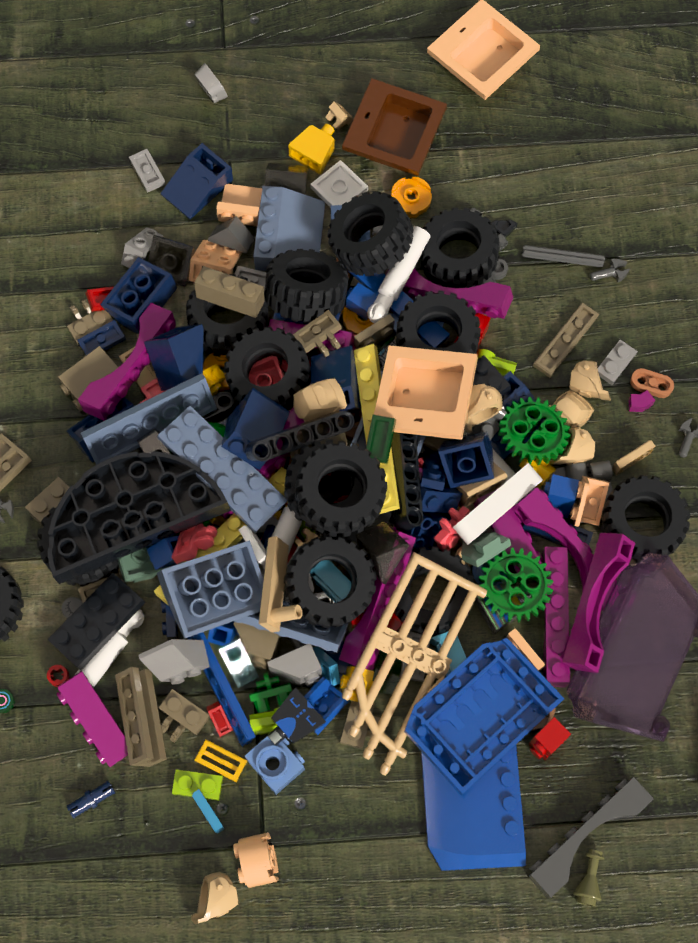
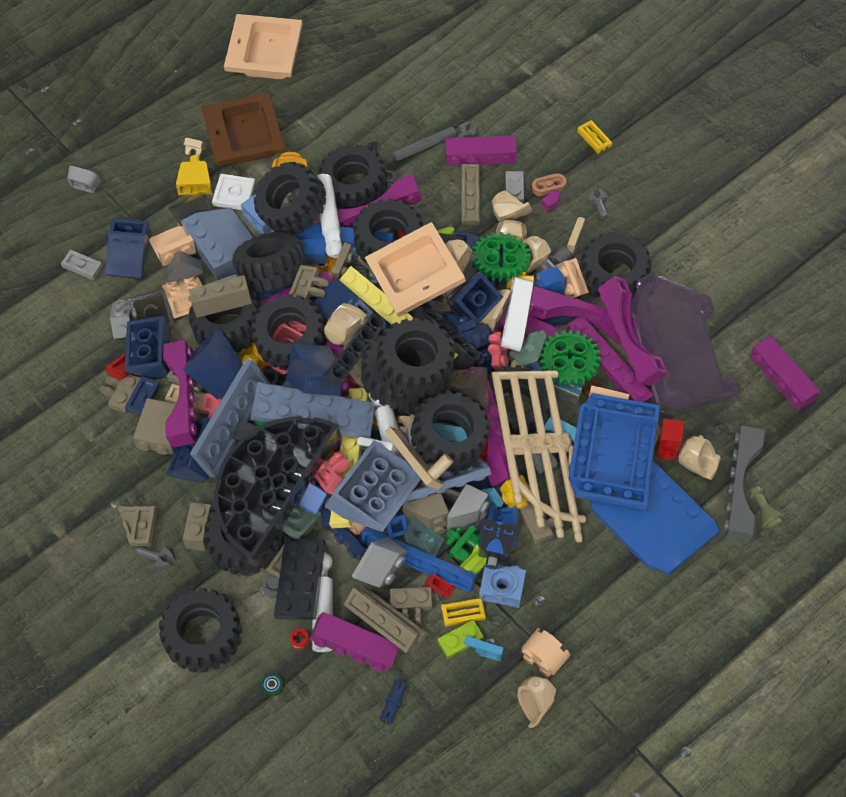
camera: 35 degrees left, 10 degrees down
(381, 437) = (407, 309): dark green tile -> none
(525, 627) = (587, 387): none -> reddish brown tile
(567, 778) = (699, 457): none -> tan helmet
(611, 301) = (480, 150): none -> magenta brick

